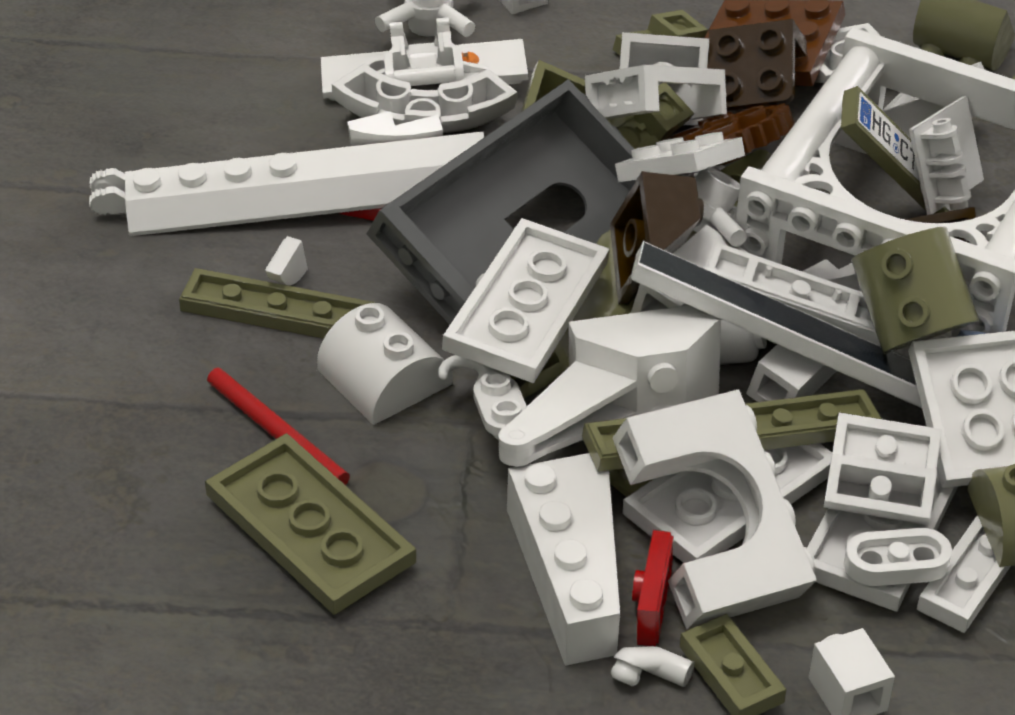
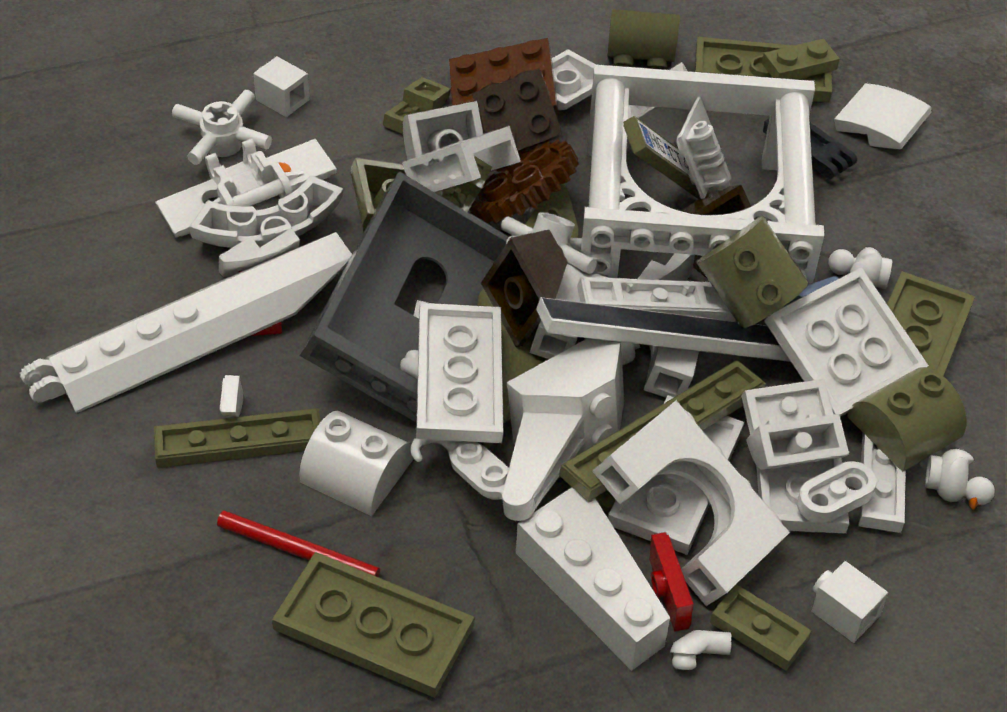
camera: 25 degrees left, 5 degrees up
(680, 156) = (517, 214): white plate -> none

